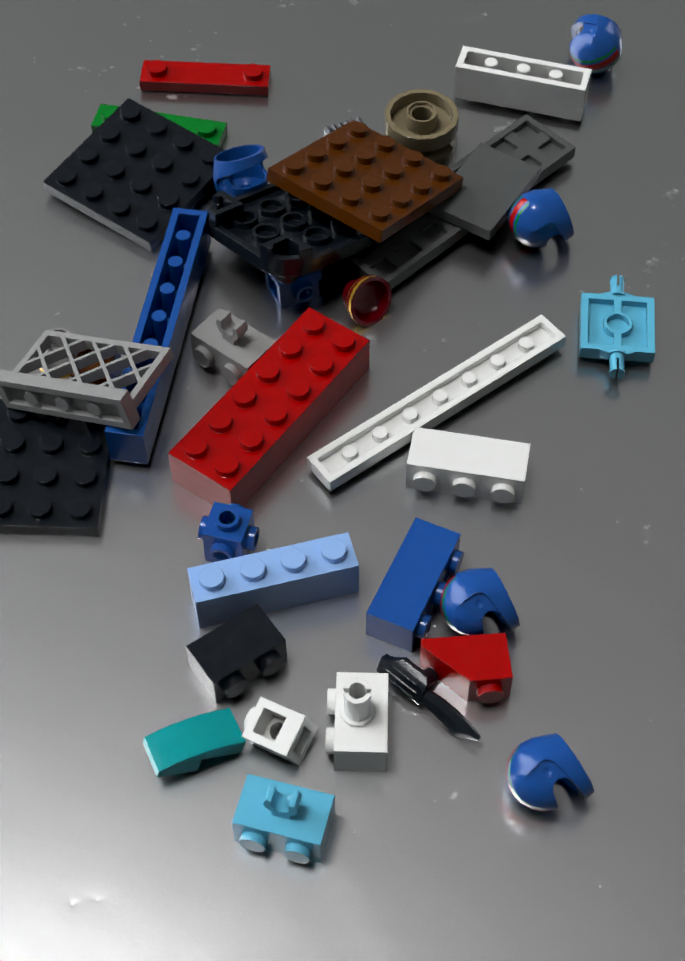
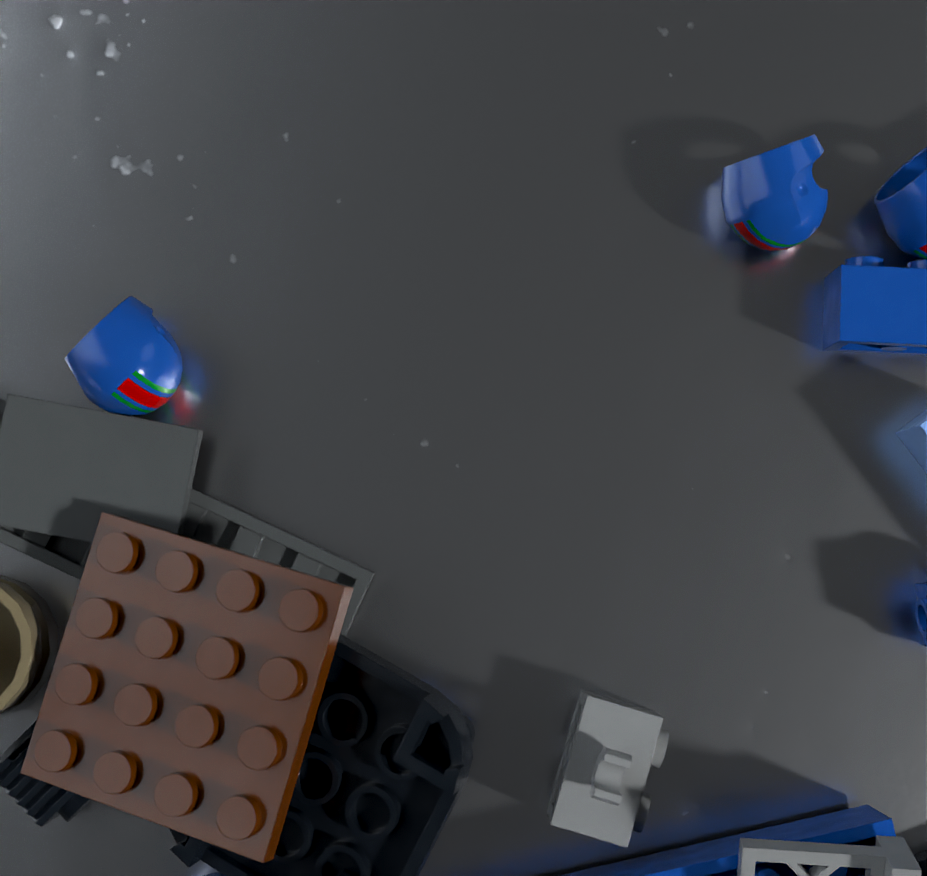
camera: 115 degrees left, 30 degrees up
(270, 410) = (711, 651): red brick -> none
(367, 299) = (412, 593): dark red piece -> none
(435, 402) = (572, 399): white plate -> none
(467, 465) = (687, 307): white brick -> none
(517, 519) = (774, 197): none -> blue helmet
(617, 327) = (308, 171): medium azure plate -> none

